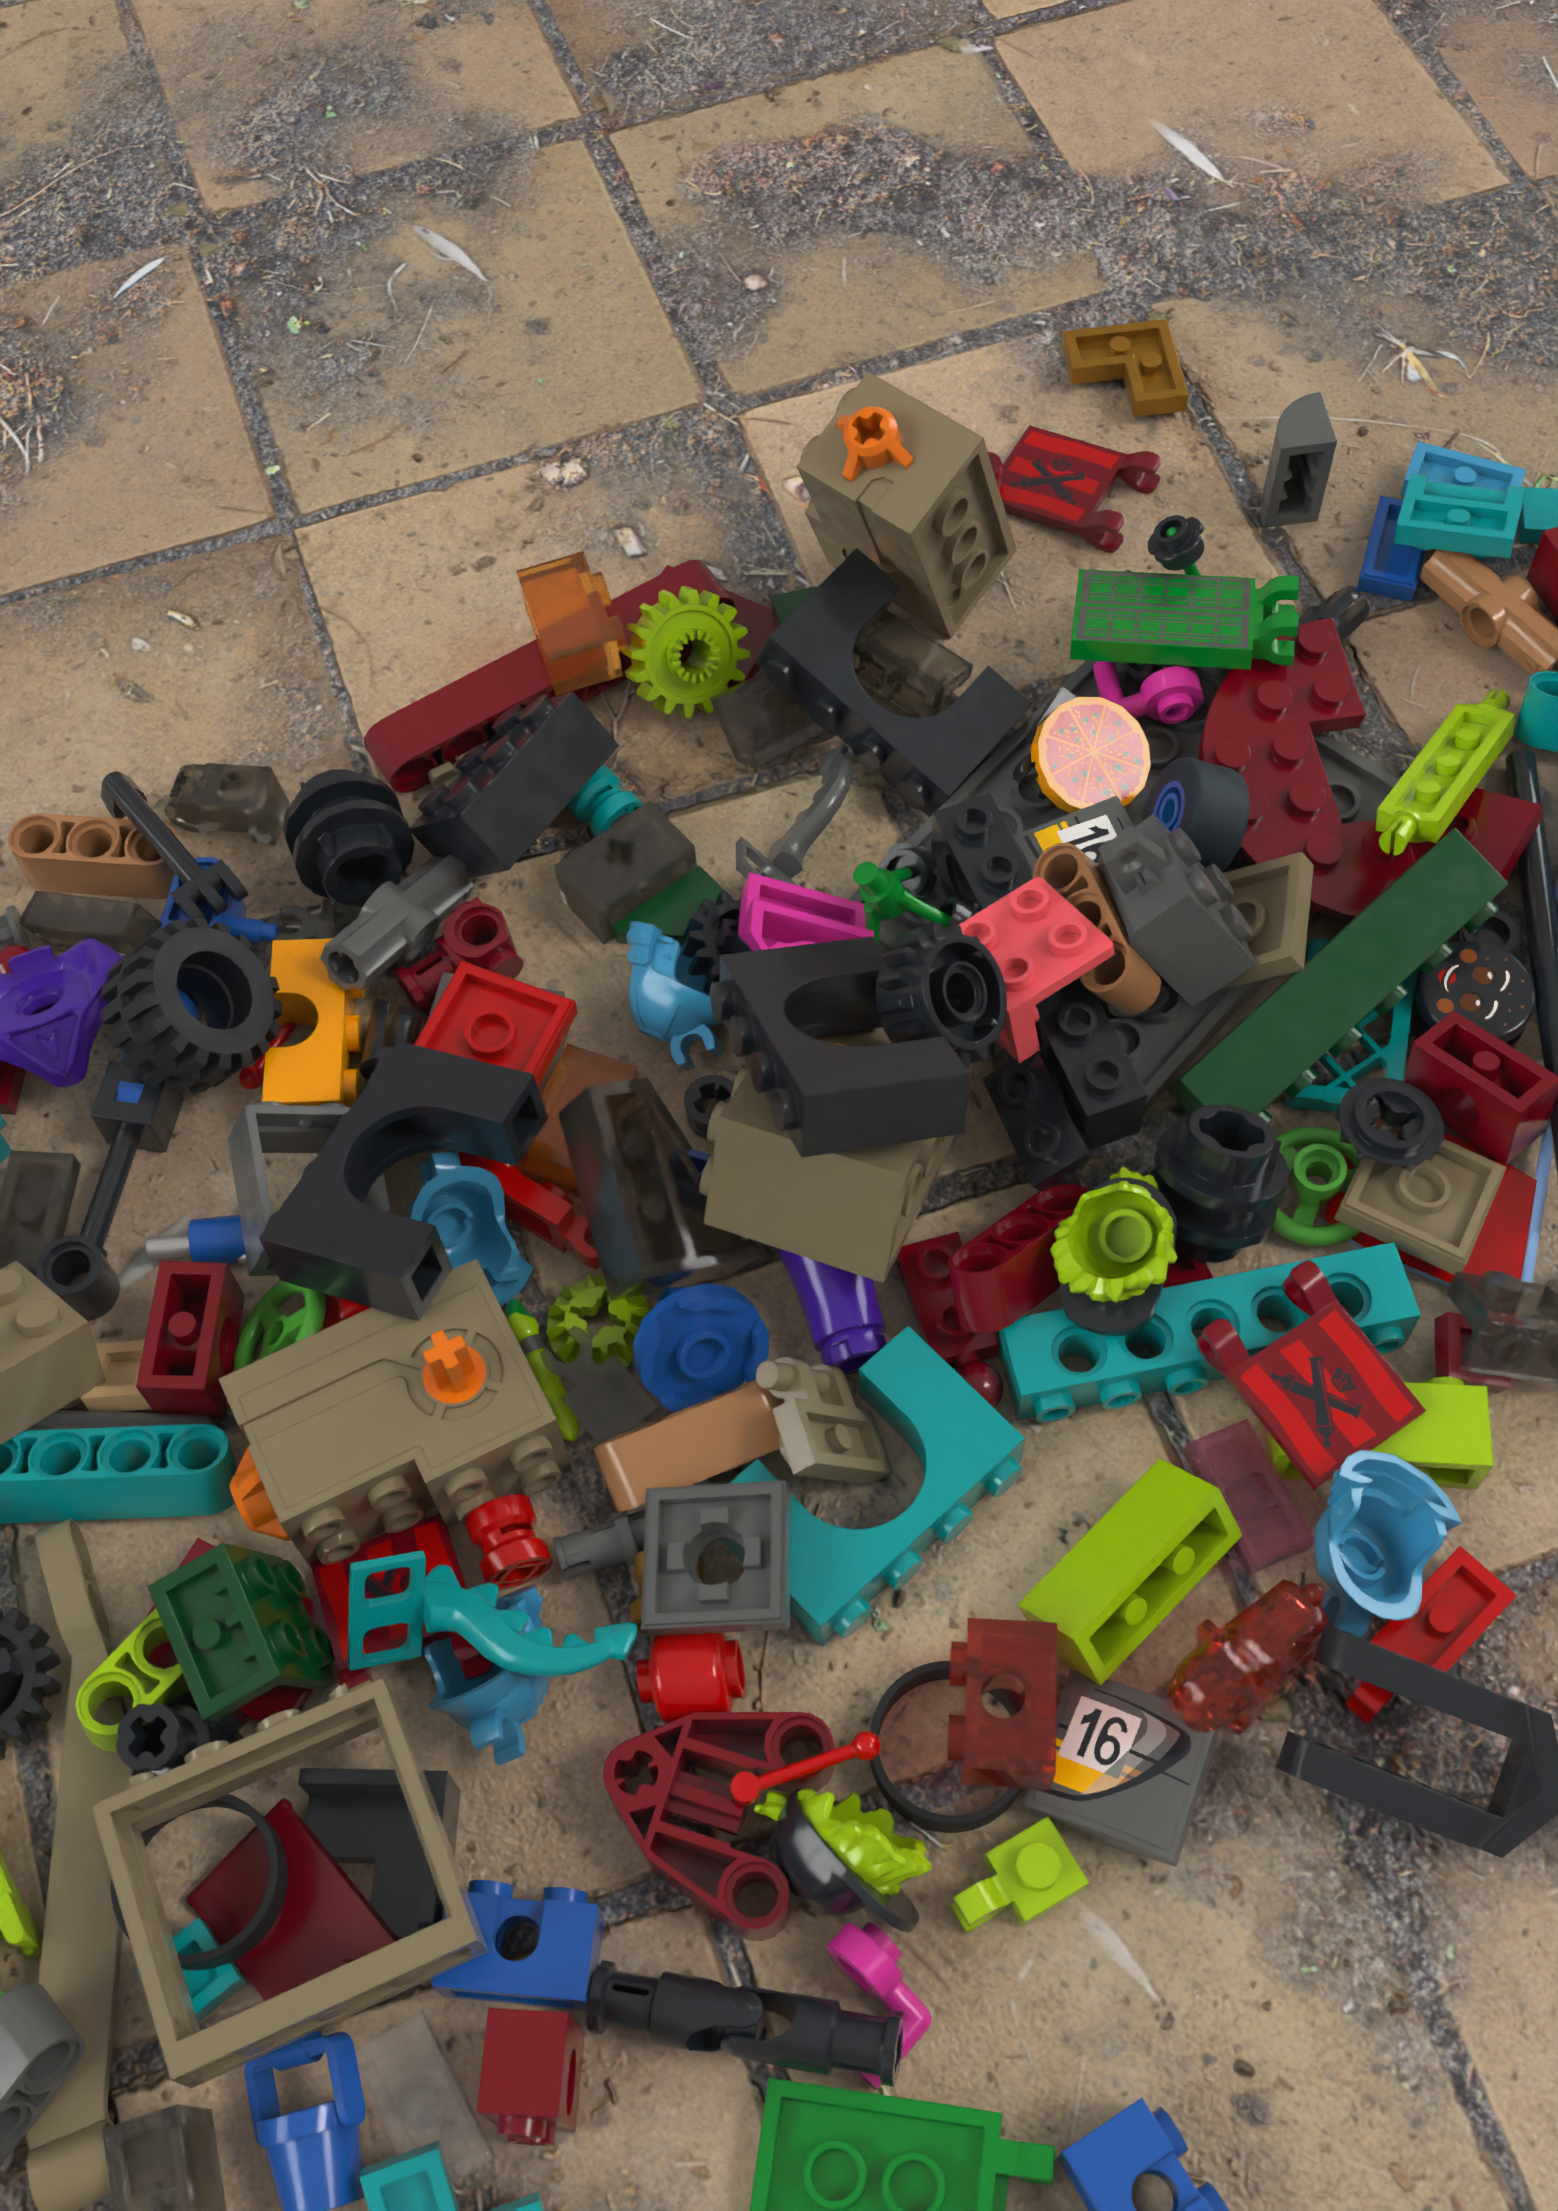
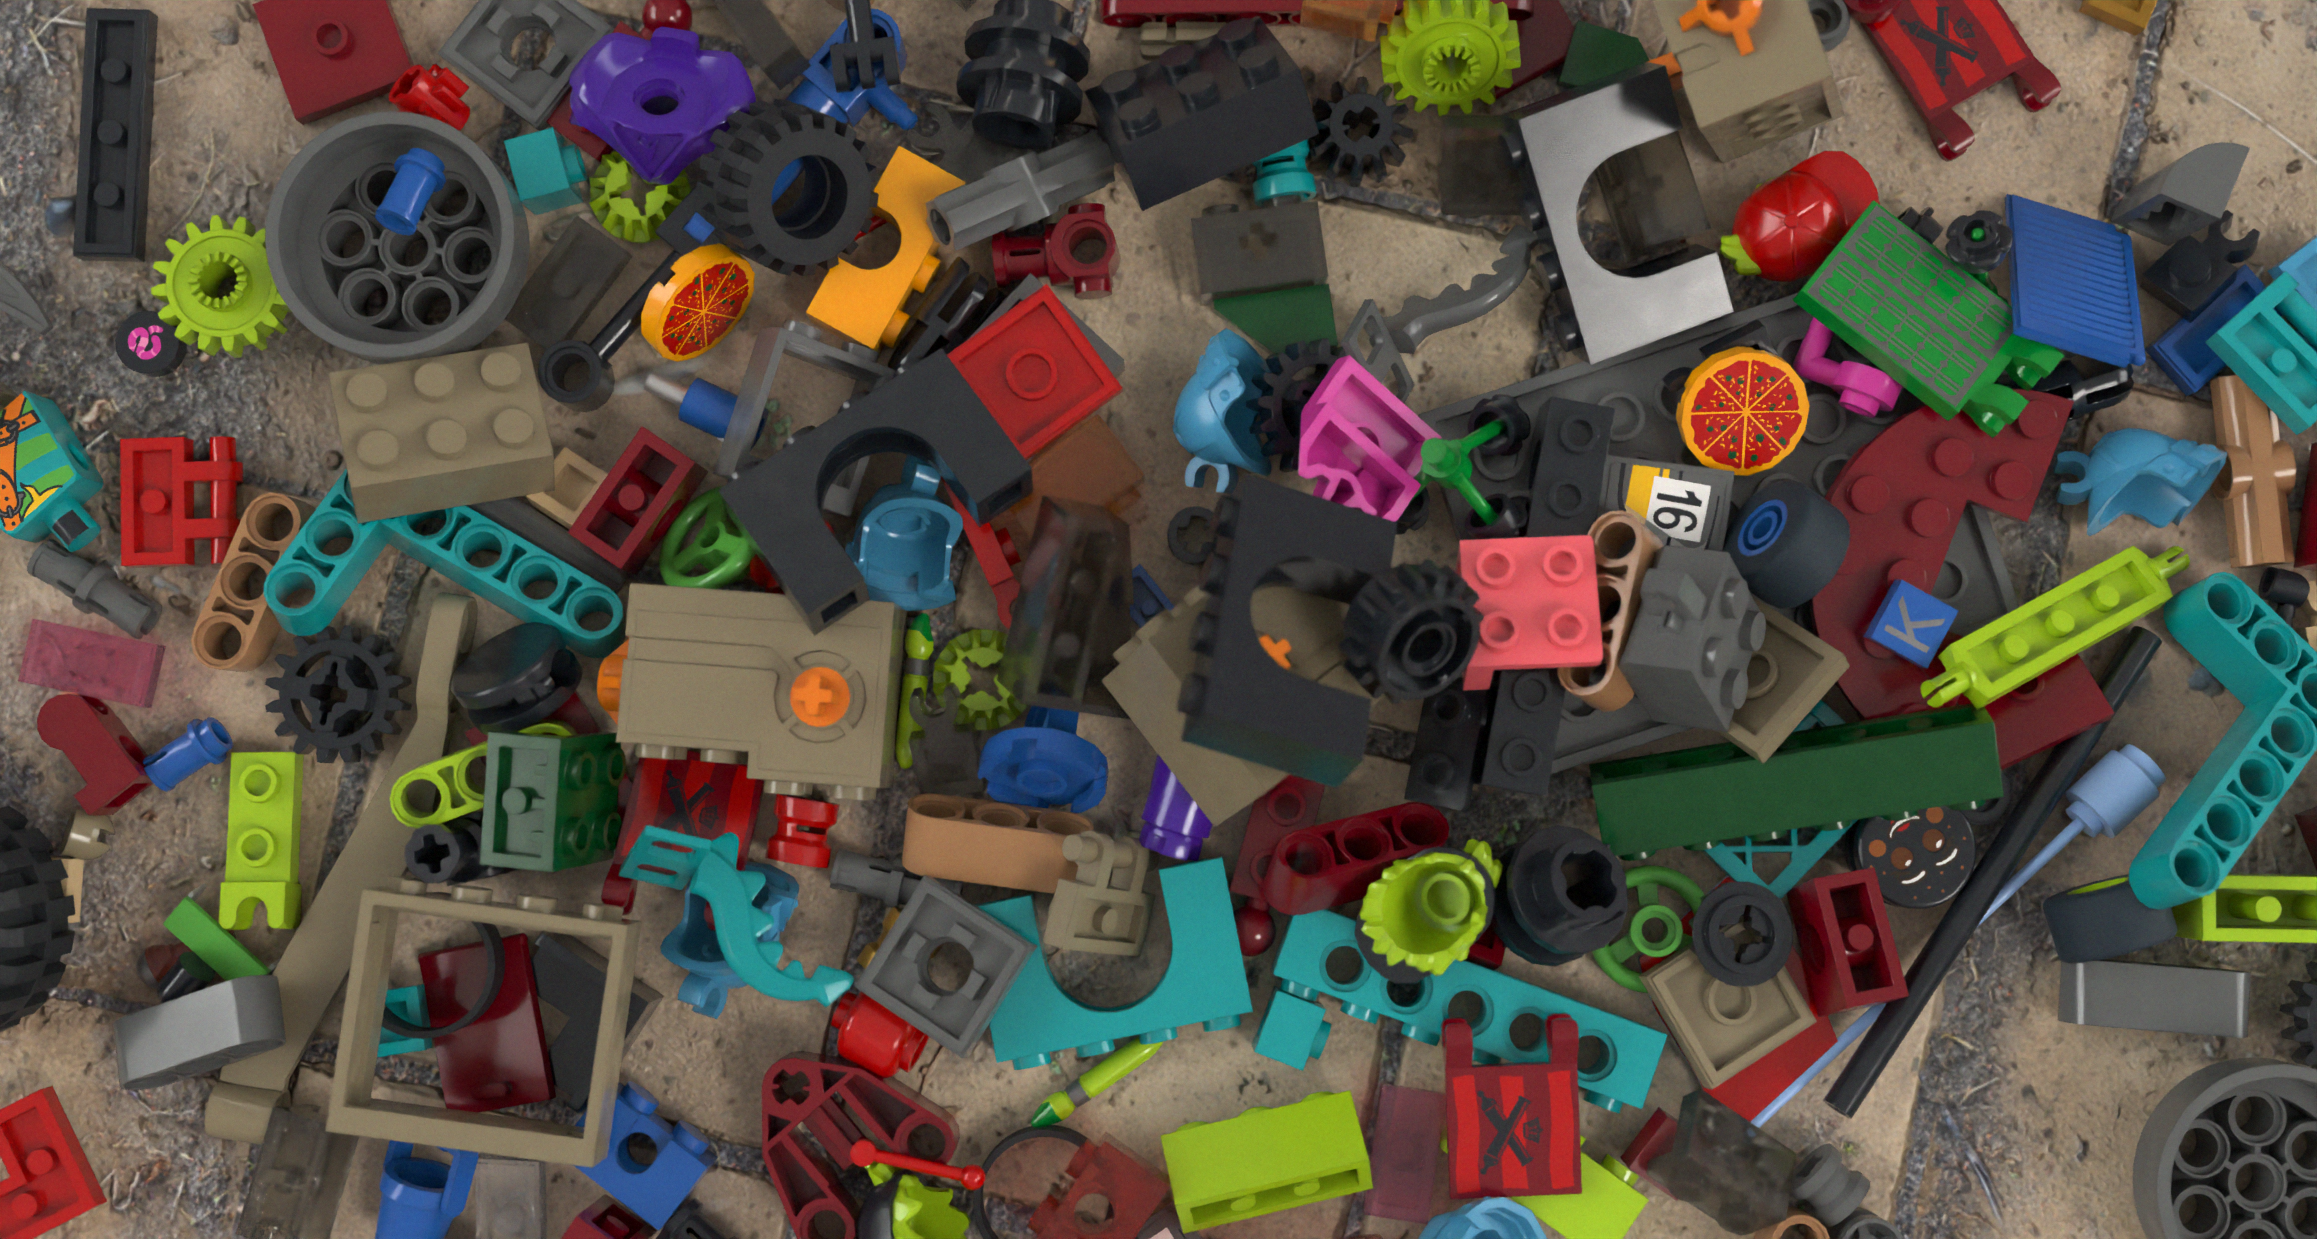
camera: 25 degrees right, 25 degrees up
(42, 1132) = (623, 216): none -> lime gear
(152, 1545) = (517, 678): none -> black head
(159, 1150) = (698, 302): none -> tile
(654, 750) = (1369, 151): none -> black gear
(908, 1649) = (1093, 1082): none -> lime piece
(1033, 627) = (1798, 217): none -> red hair
(1070, 1445) = (1291, 1029): none -> teal plate
(1274, 553) = (2073, 283): none -> blue window
(1336, 819) = (1911, 623): none -> blue tile
(1352, 517) = (2196, 272): none -> black plate
(1424, 652) = (2139, 476): none -> dark azure helmet

